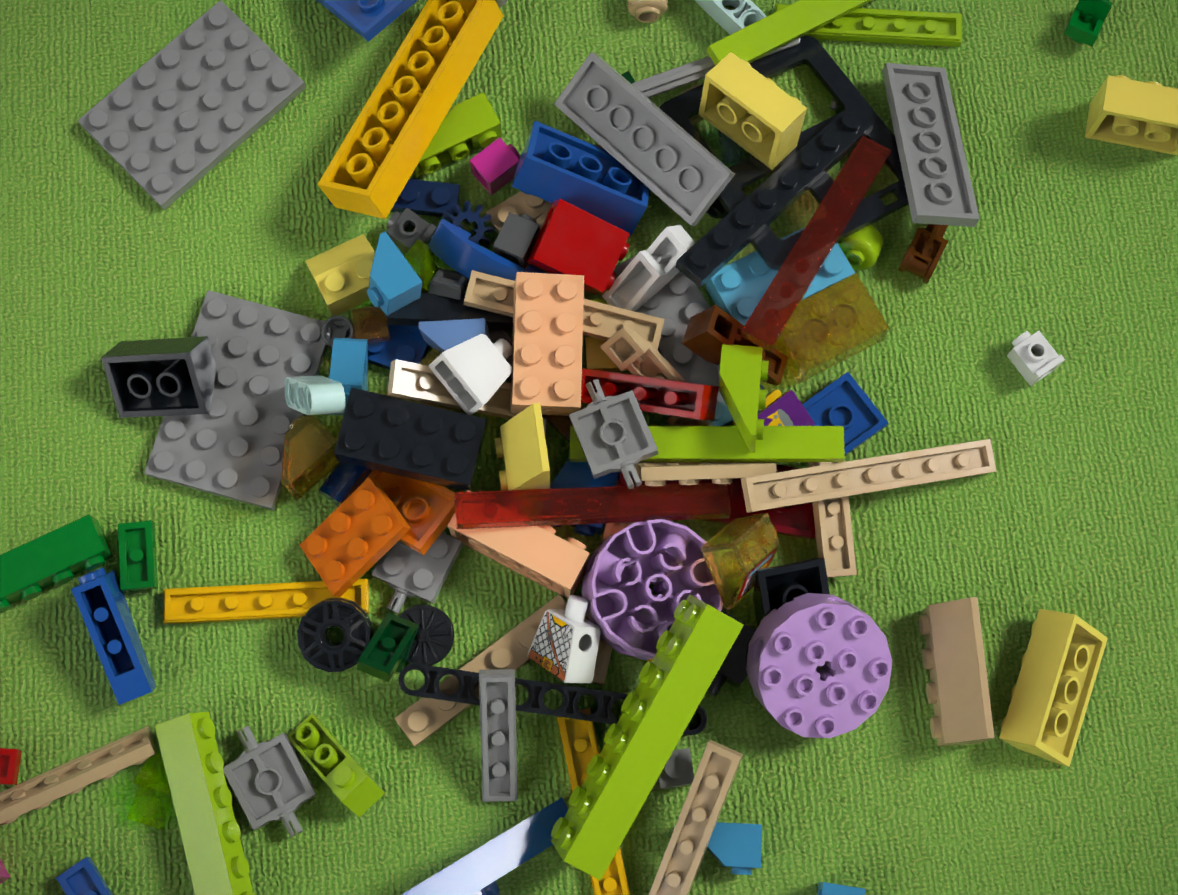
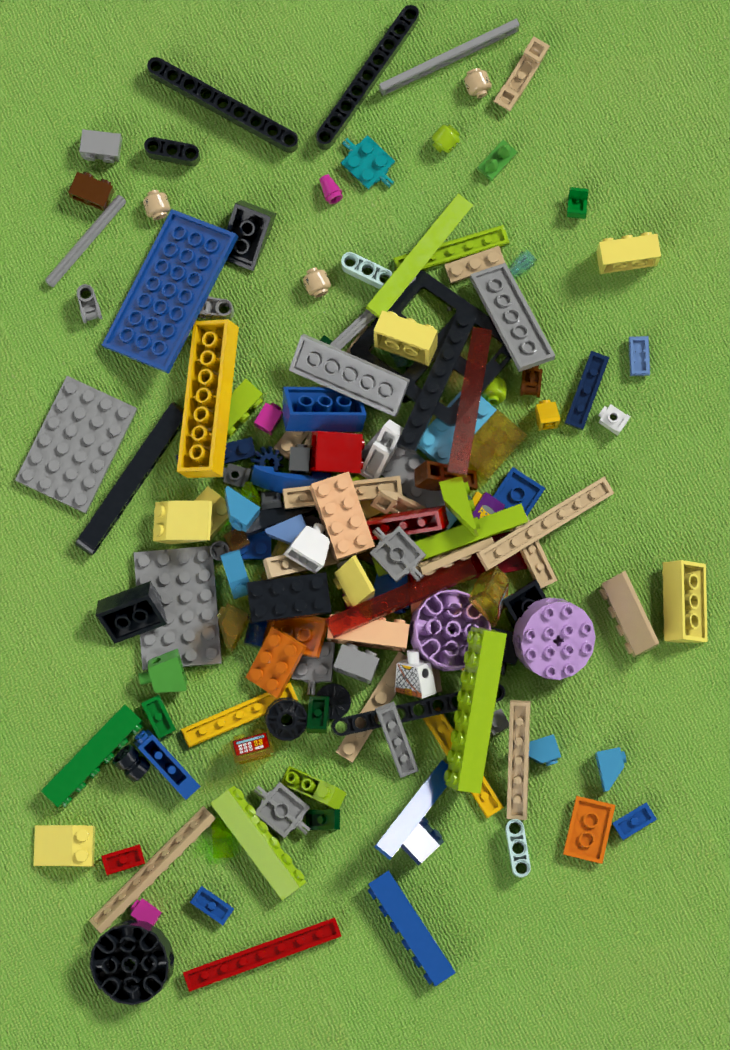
camera: 20 degrees left, 5 degrees up
(60, 615) = (134, 765): none -> black wheel
(175, 491) = (165, 673): none -> bright green torso
(244, 185) = (131, 480): none -> black beam
(261, 660) = (252, 747): none -> slope
(295, 265) = (182, 521): none -> light yellow slope
(314, 395) = (224, 592): light aqua beam -> none
(329, 823) = (323, 820): none -> dark green slope
(481, 587) = (356, 663): none -> light grey brick
(871, 55) = (462, 268): none -> tan plate
(931, 313) = (547, 415): none -> yellow slope
(972, 77) = (522, 263): none -> clear light blue cone
(1006, 299) = (586, 390): none -> dark blue plate
(1107, 276) = (639, 356): none -> medium blue plate

